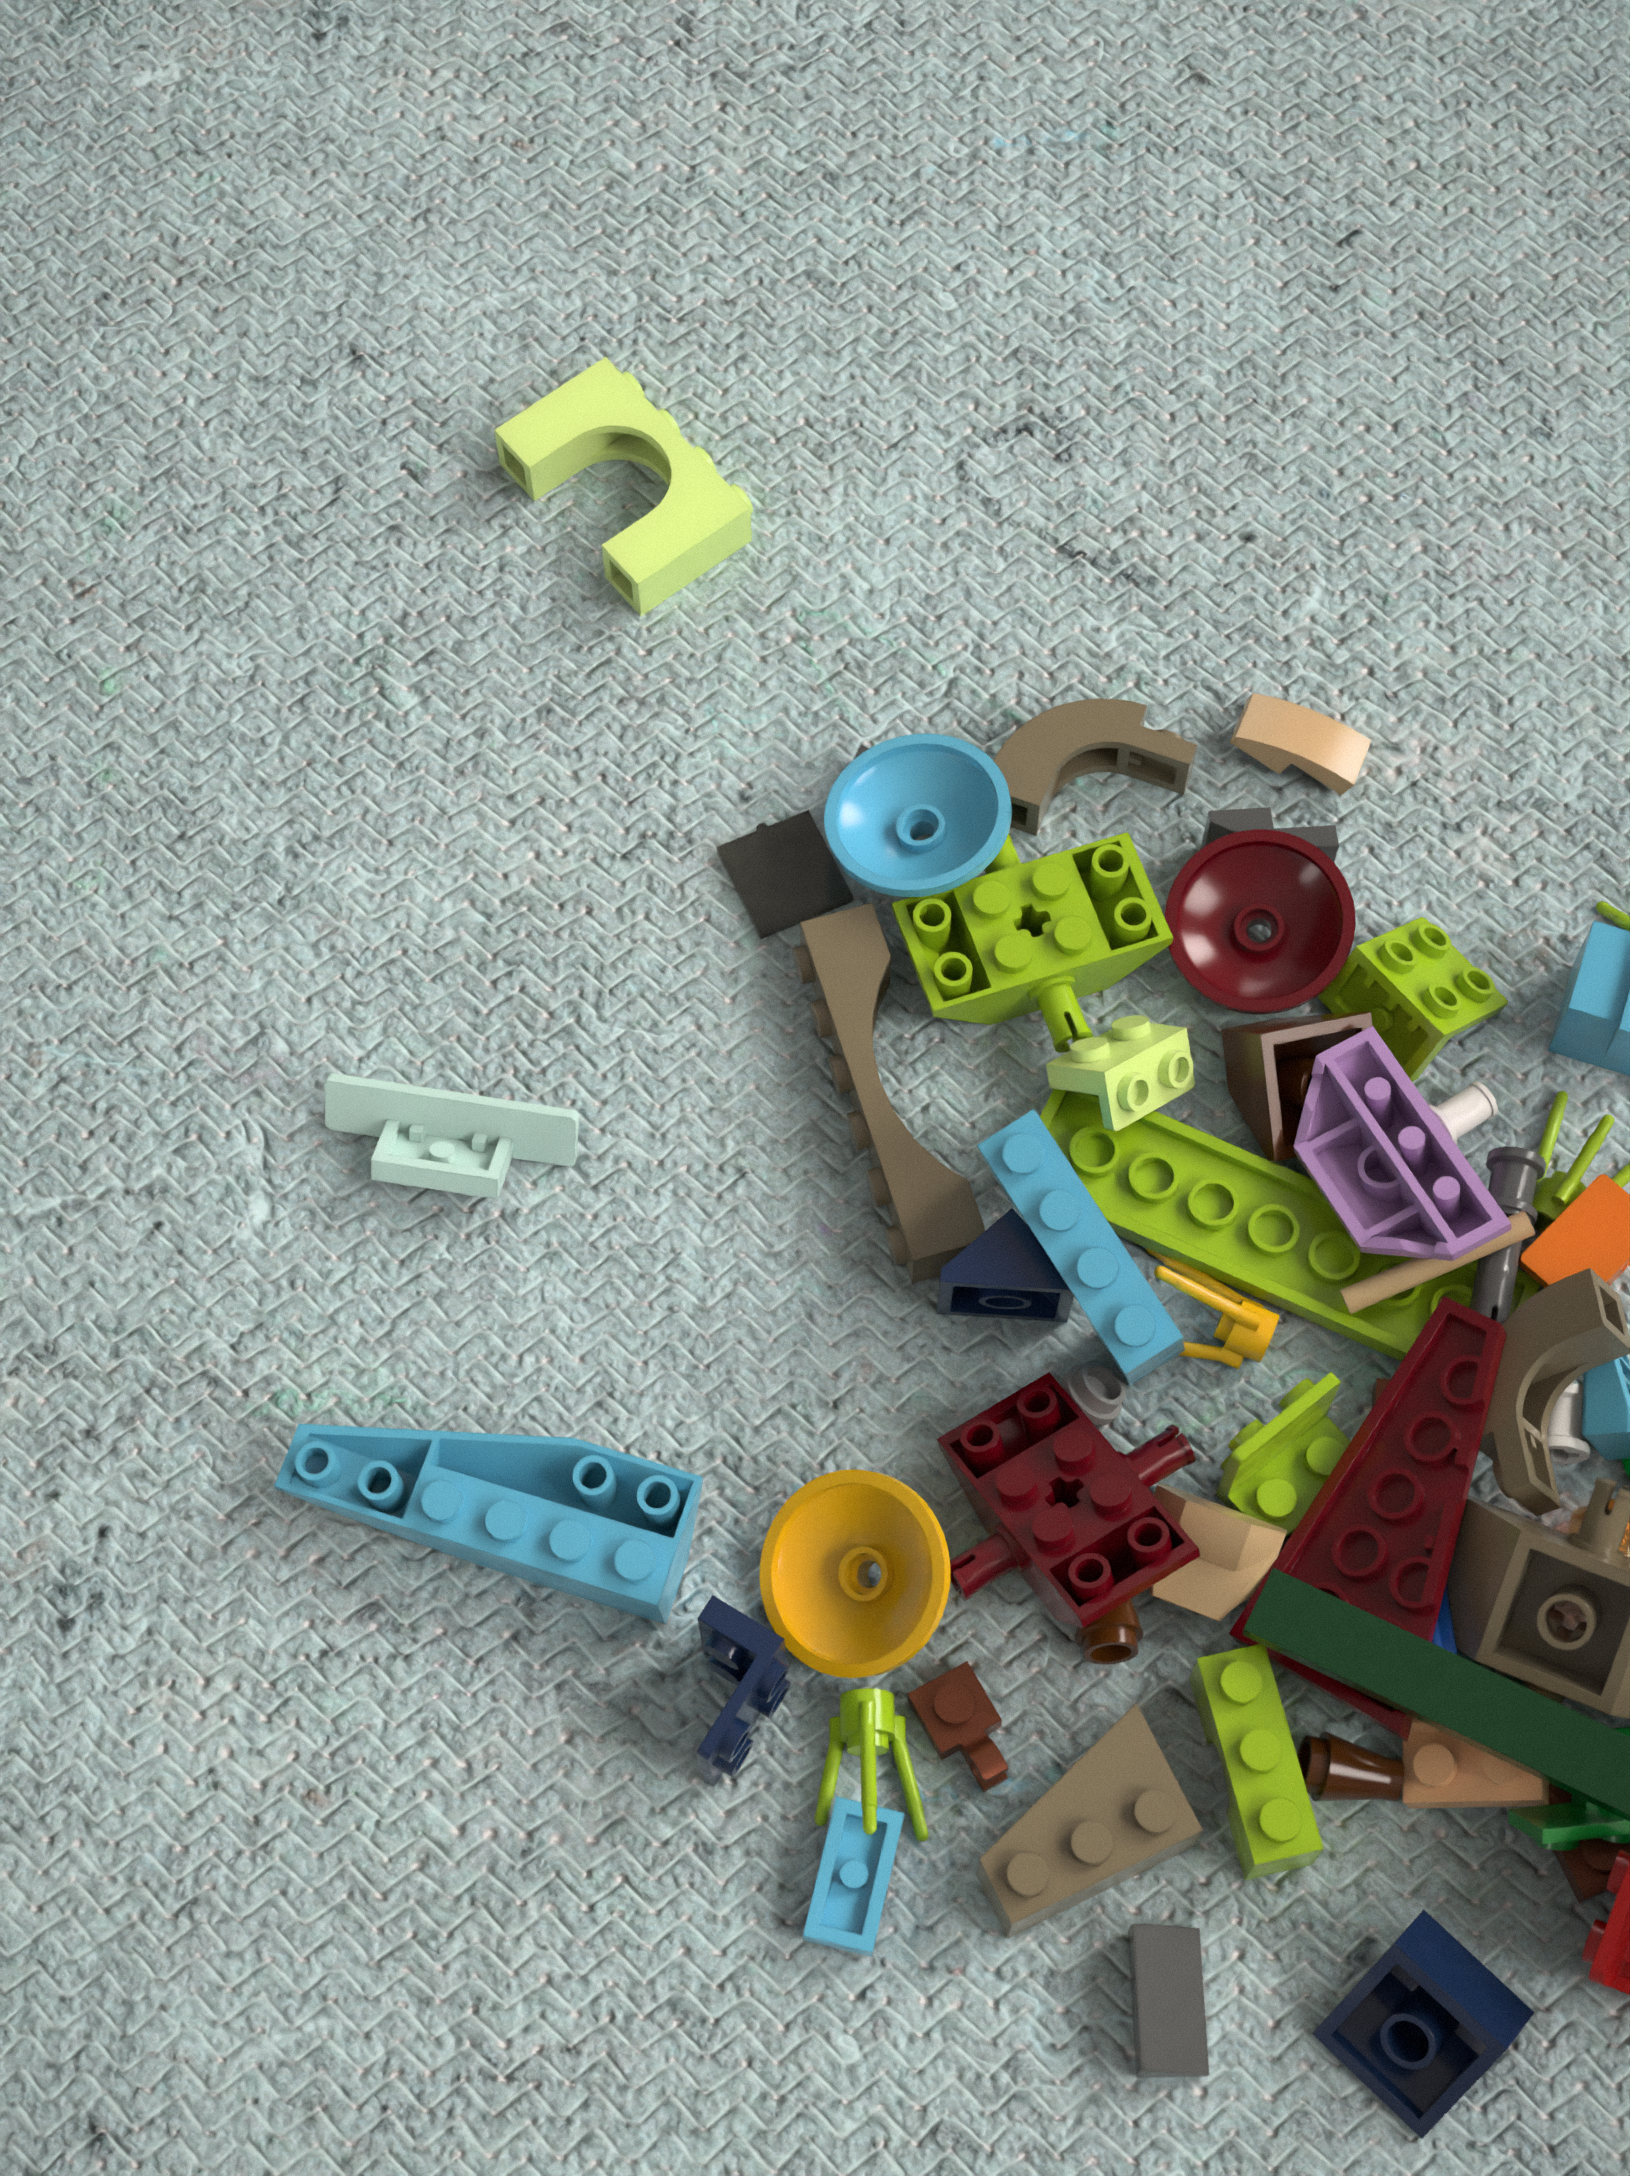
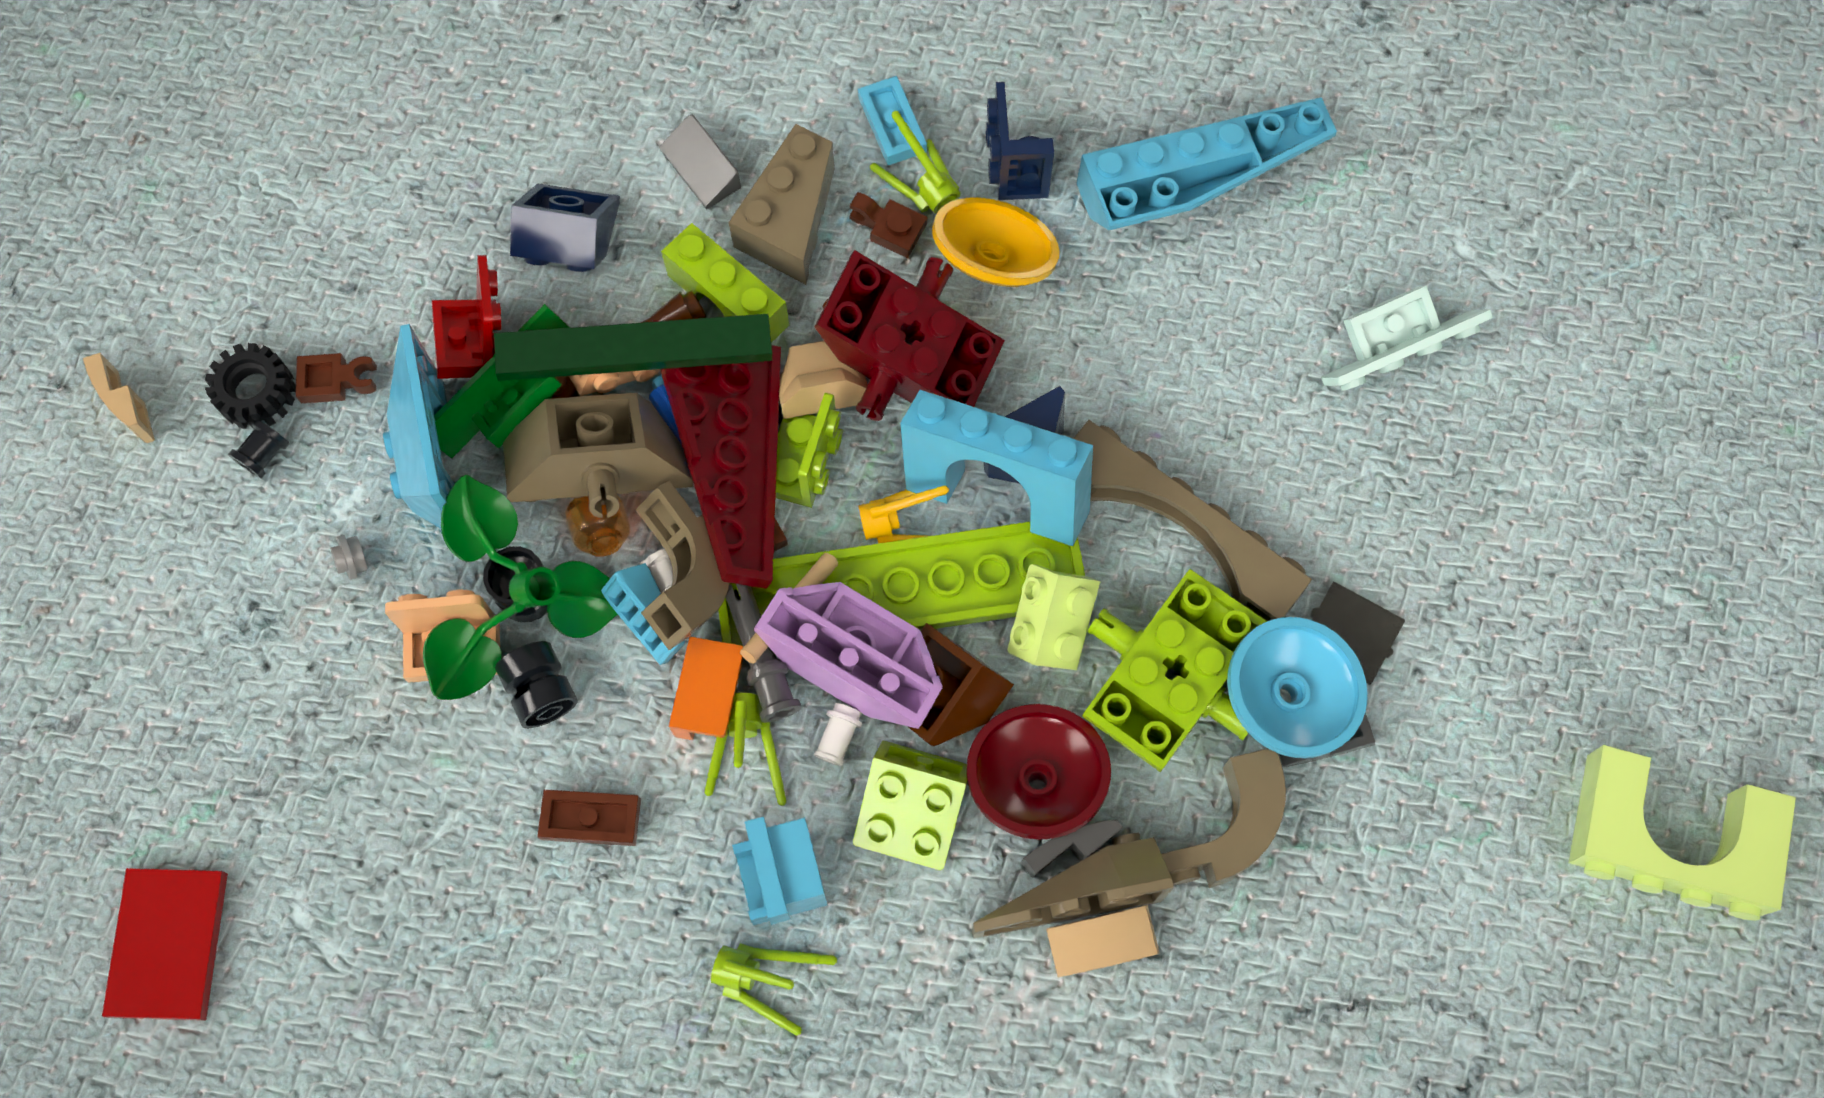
camera: 145 degrees right, 5 degrees up
(1253, 762) = (1108, 881): none -> dark tan wedge

